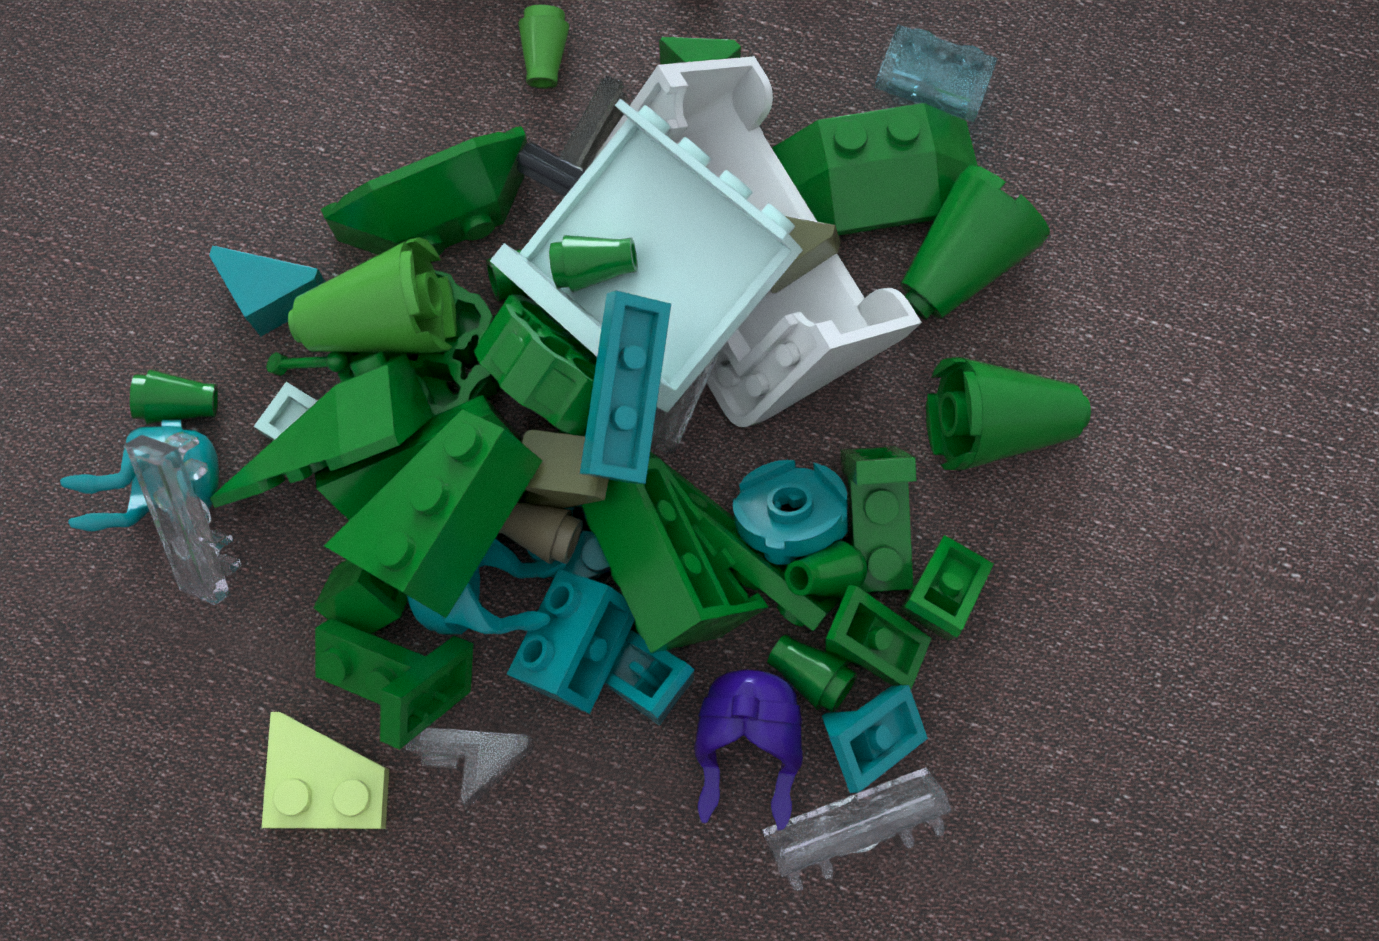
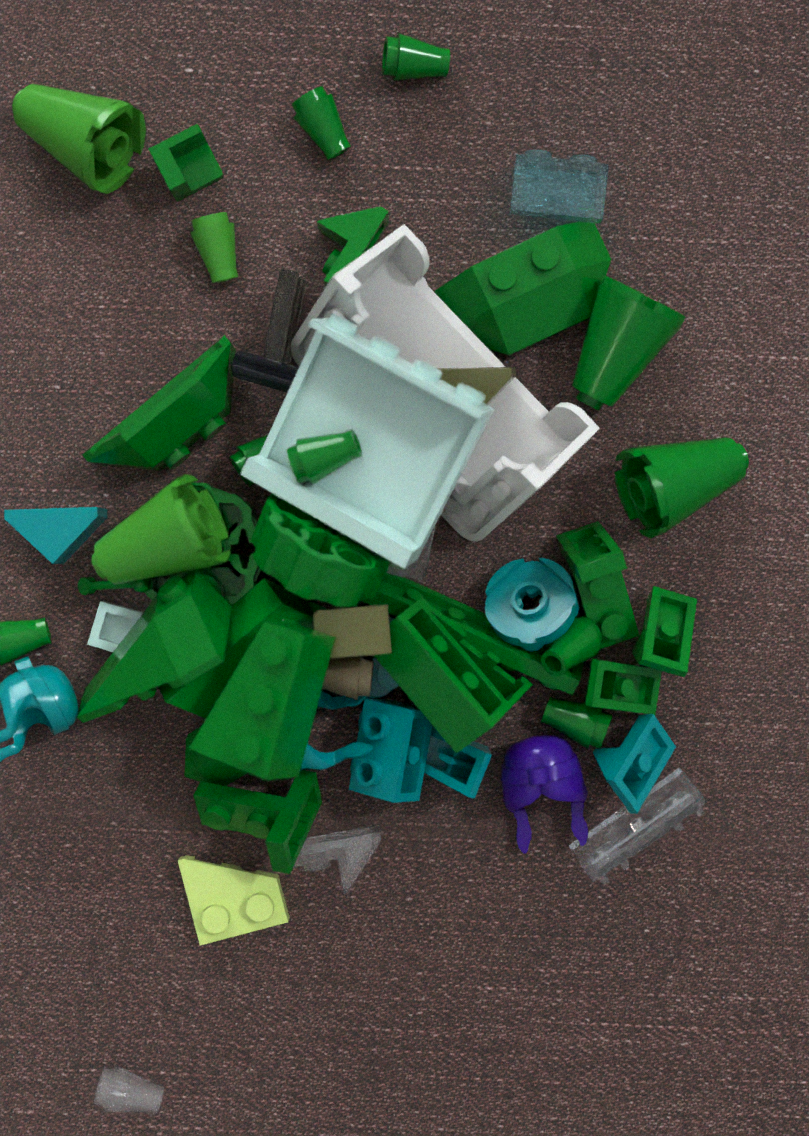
camera: 15 degrees left, 15 degrees up
(182, 516) = (65, 745): clear plate -> none
(625, 388) = (386, 567): teal plate -> none

